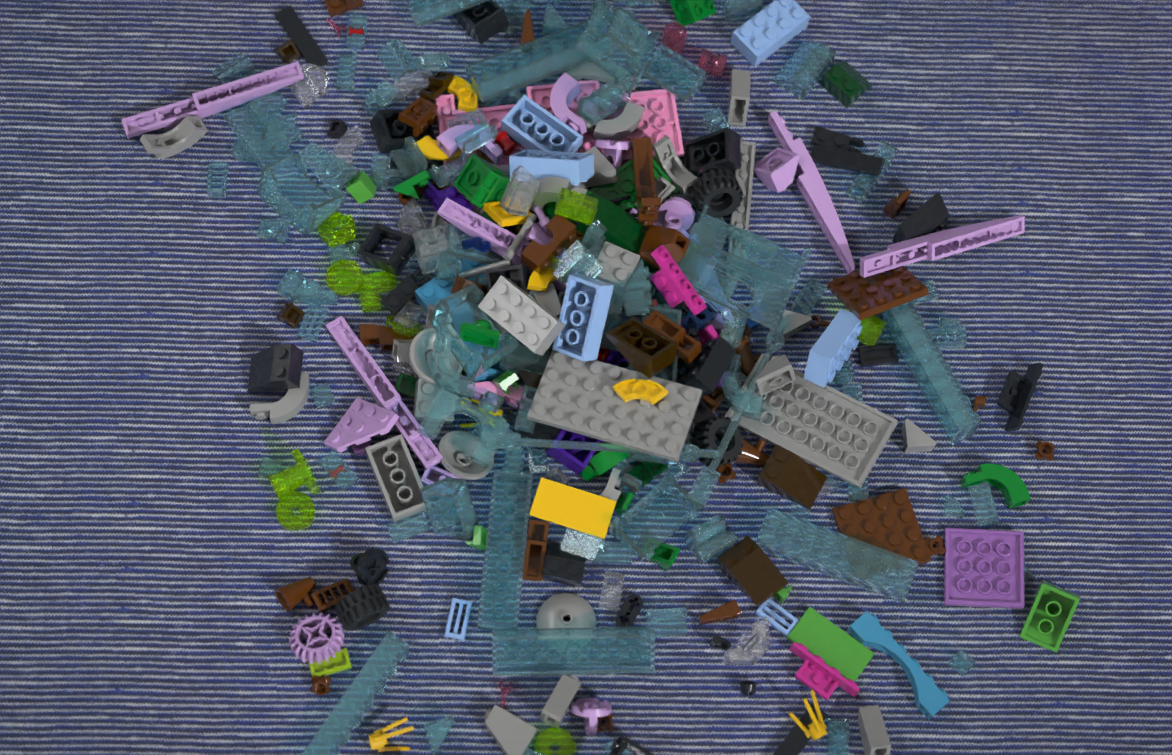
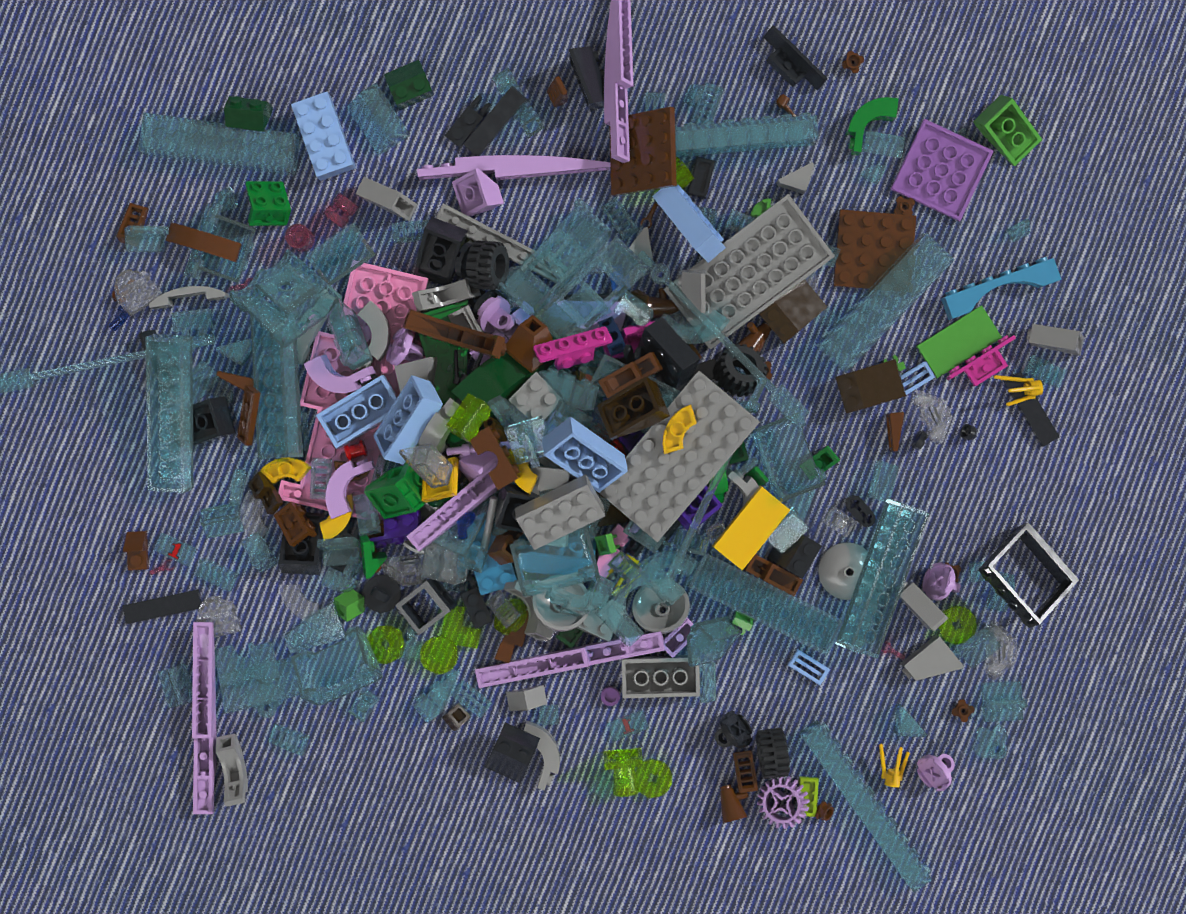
camera: 65 degrees left, 20 degrees up
(287, 51) = (173, 625): dark brown slope -> none
(332, 370) = (526, 698): none -> light grey slope
(337, 129) = (277, 606): black tile -> none
(360, 424) = (595, 692): lavender plate -> none
(382, 210) = (381, 593): none -> black tile
(476, 137) = (346, 481): clear light blue panel -> none
(480, 333) = (560, 556): green tile -> none
(501, 46) = (248, 415): none -> reddish brown tile
(520, 236) = (474, 480): light grey bar -> none
(710, 539) = (825, 412): clear light blue piece -> none

